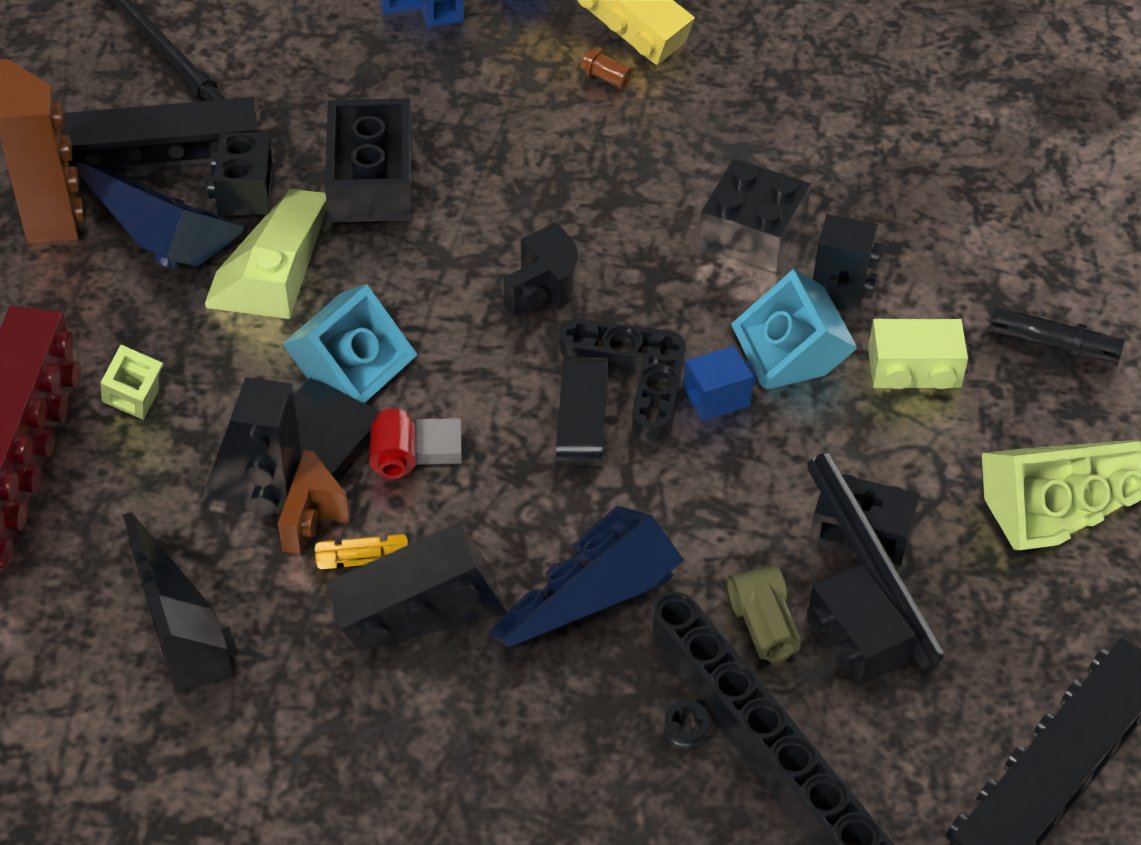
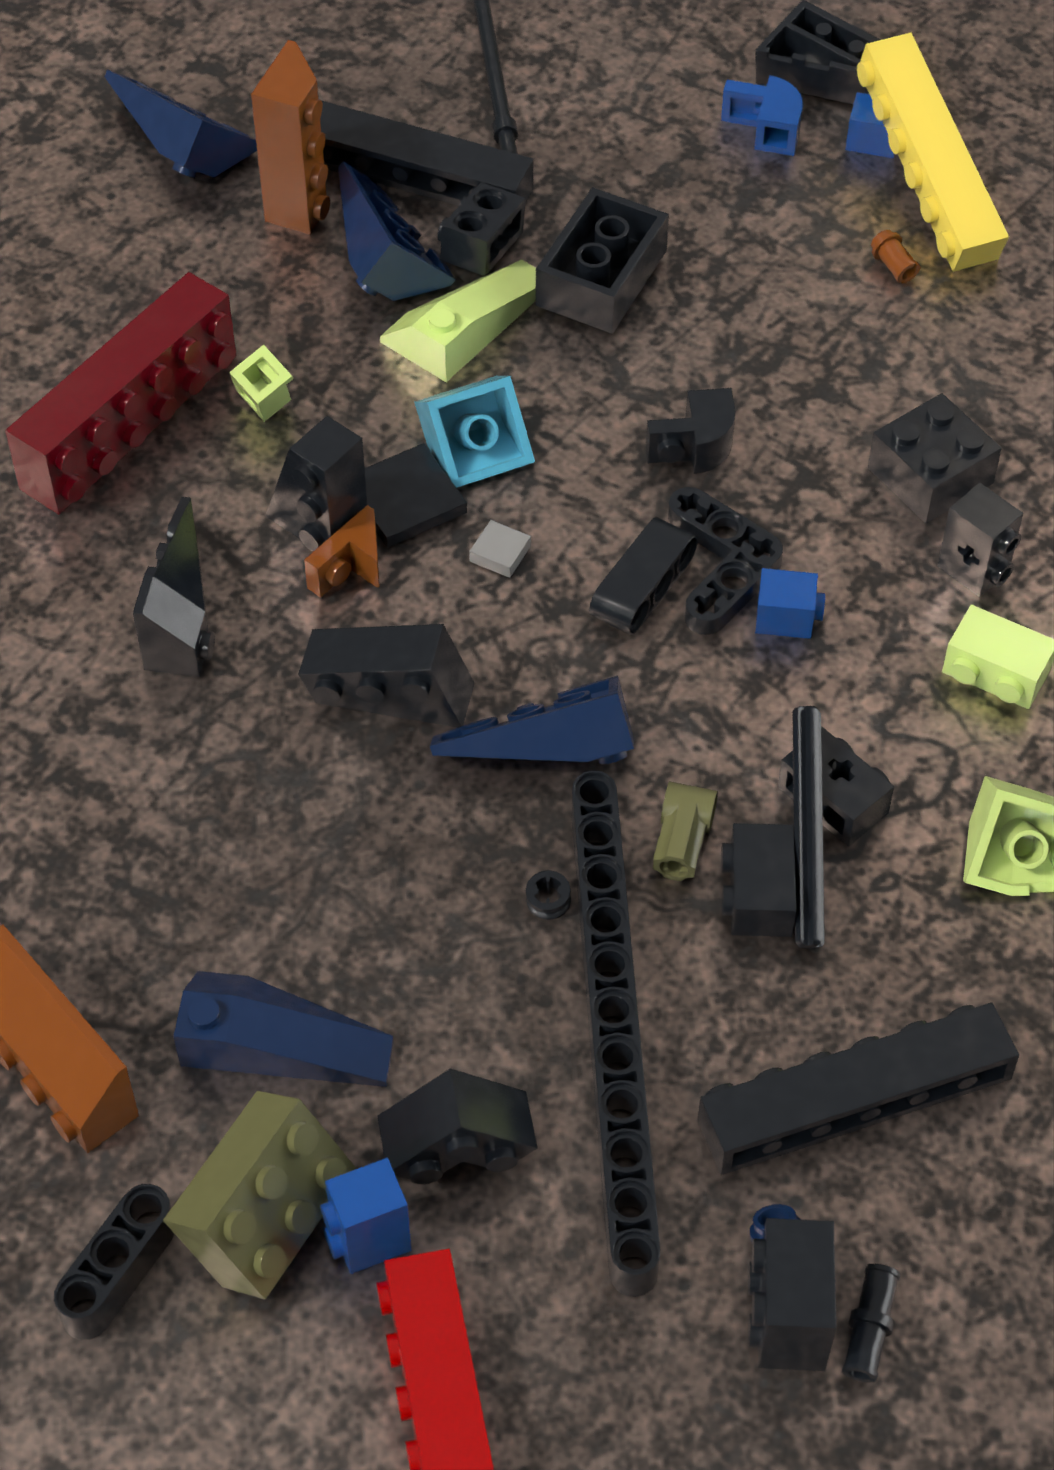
camera: 30 degrees right, 5 degrees up
(356, 550) = (362, 613): yellow axle -> none
(392, 444) = (454, 533): red brick -> none
(793, 332) = (893, 586): medium azure slope -> none

